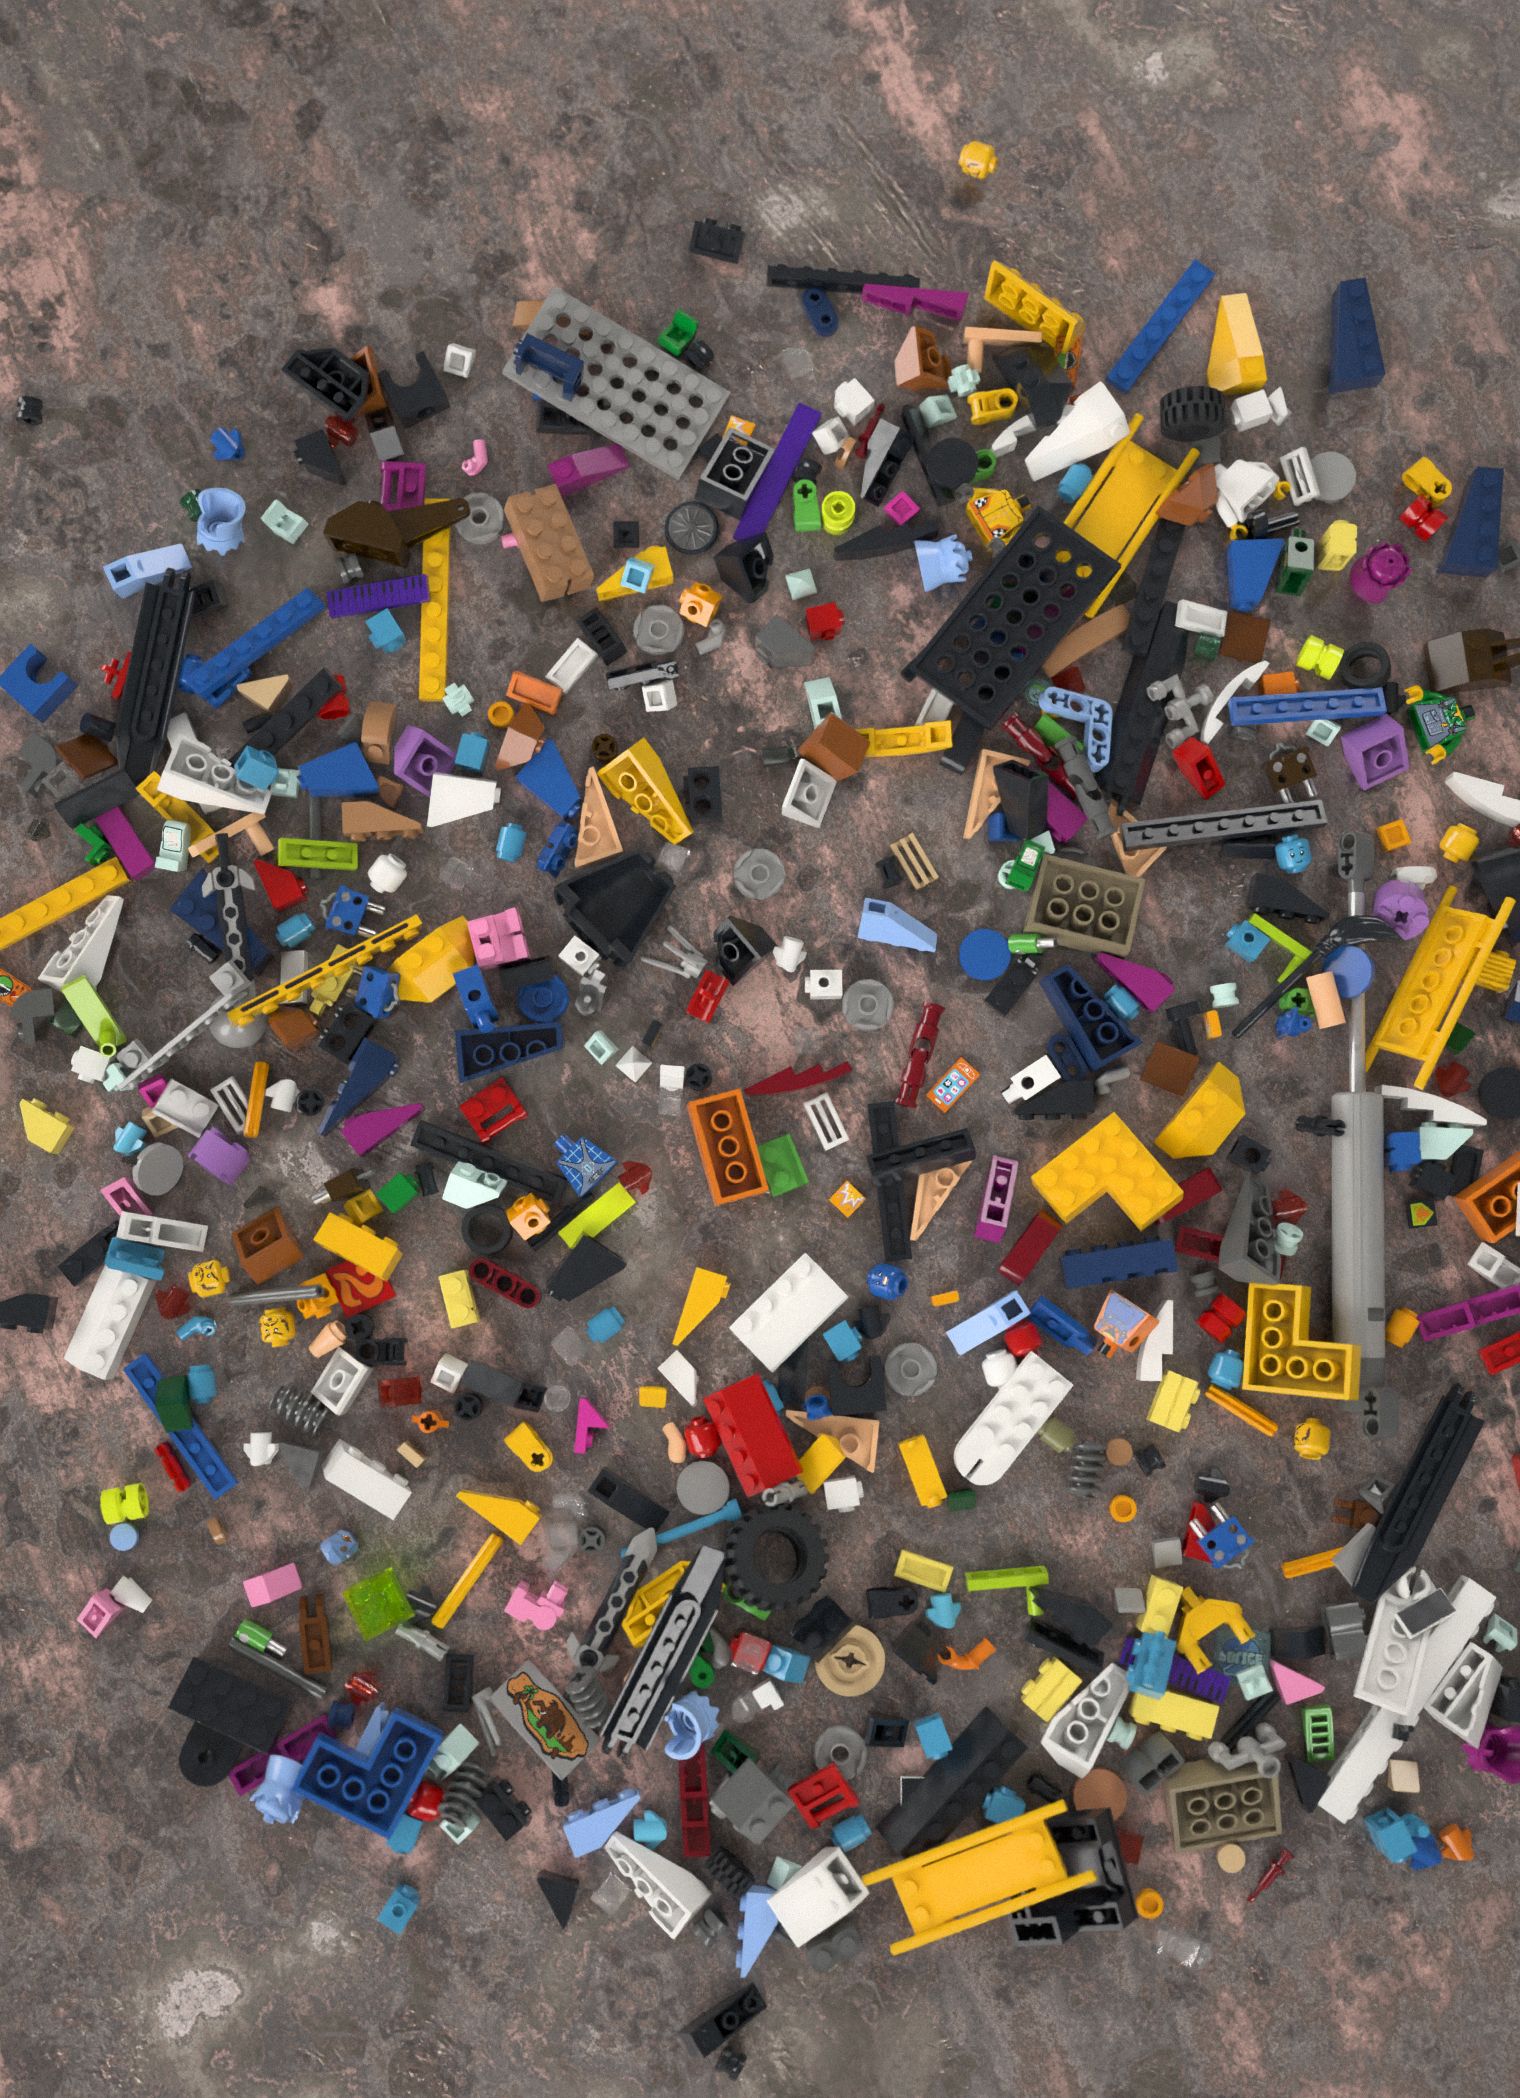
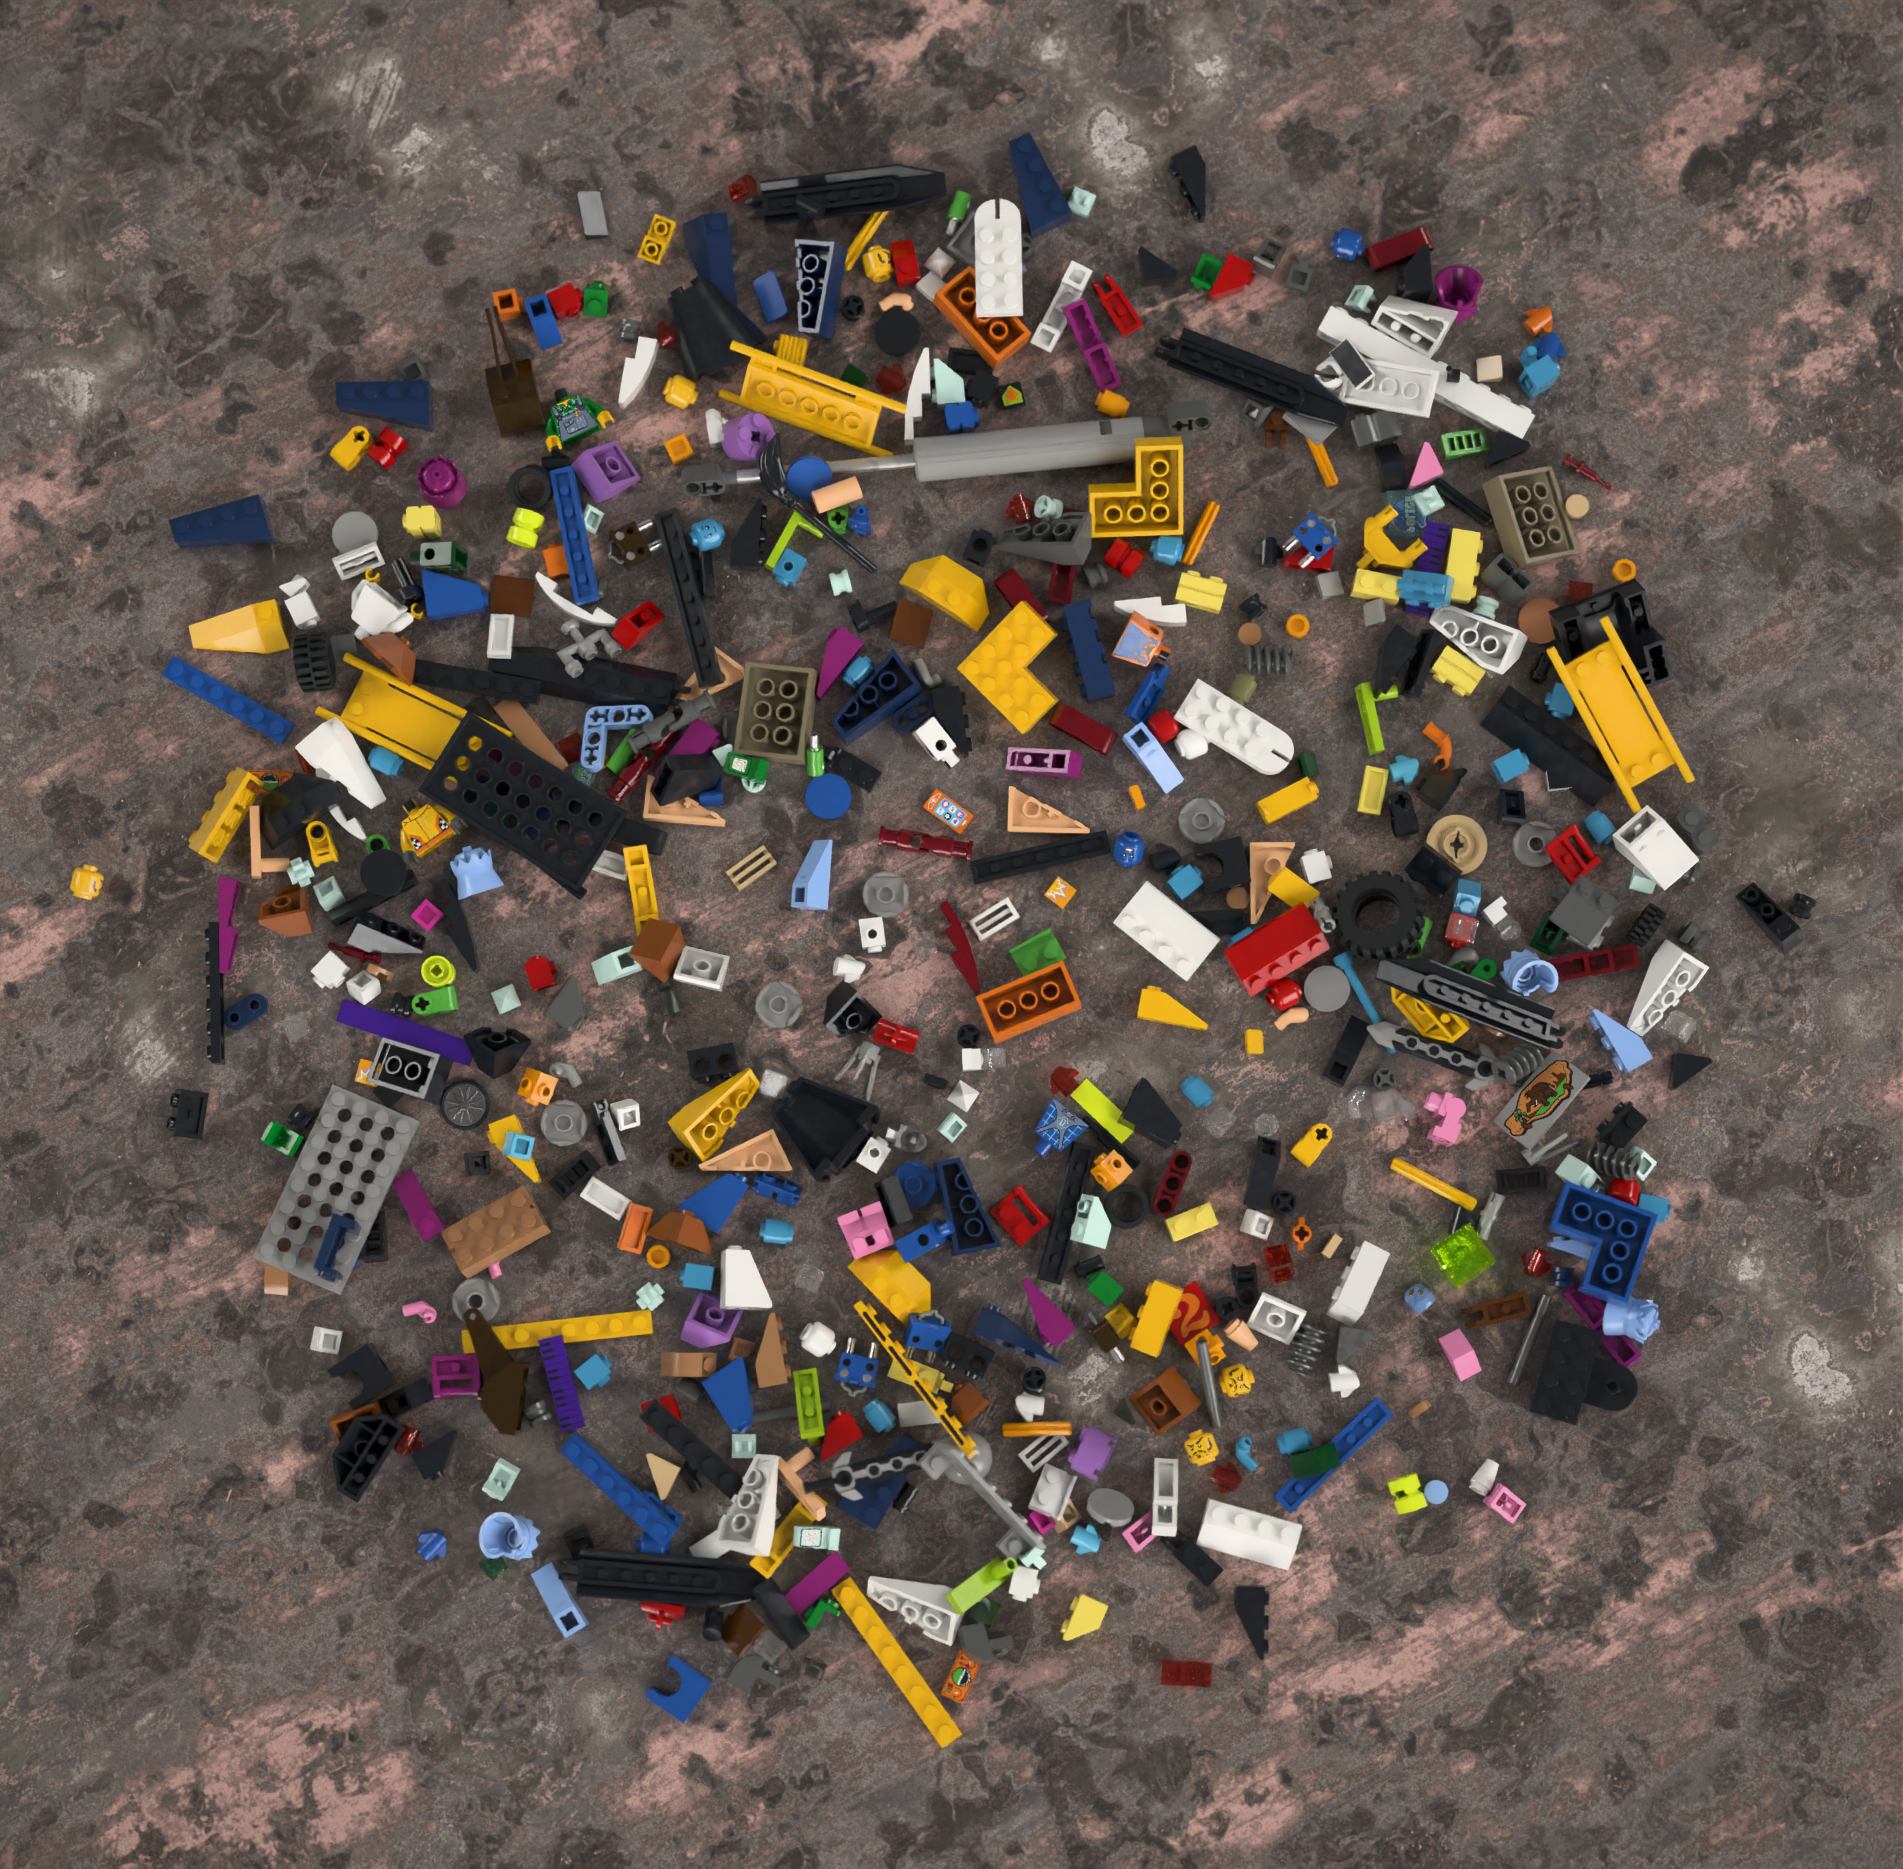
camera: 95 degrees left, 0 degrees up
(29, 410) = (419, 1736): black wheel -> none
(135, 1258) = (1192, 1515): dark azure bracket -> none
(172, 1467) = (1369, 1457): red axle -> none
(256, 768) = (737, 1469): dark azure brick -> none
(258, 1637) = (1506, 1359): bright green piece -> none
(400, 1908) = (1715, 1204): dark azure brick -> none
(508, 1514) = (1372, 1153): yellow slope -> none
(587, 1417) = (1280, 1095): dark pink slope -> none
(650, 1830) = (1621, 998): medium azure piece -> none
(681, 1376) = (1232, 1019): white slope -> none
(757, 1925) = (1688, 897): light blue slope -> none
(817, 1407) = (1245, 896): blue plate -> none
(890, 872) = (764, 888): black bush -> none
(921, 1157) = (1016, 831): black slope -> none
(1184, 1947) = (1655, 538): clear slope -> none
(1206, 646) = (526, 629): clear green wheel -> none
(1212, 1024) = (867, 591): light orange tile -> none
(1252, 1751) = (1485, 498): light grey piece -> none
(1312, 1439) = (1217, 471): yellow head -> none
(1320, 1125) = (947, 489): black pin -> none

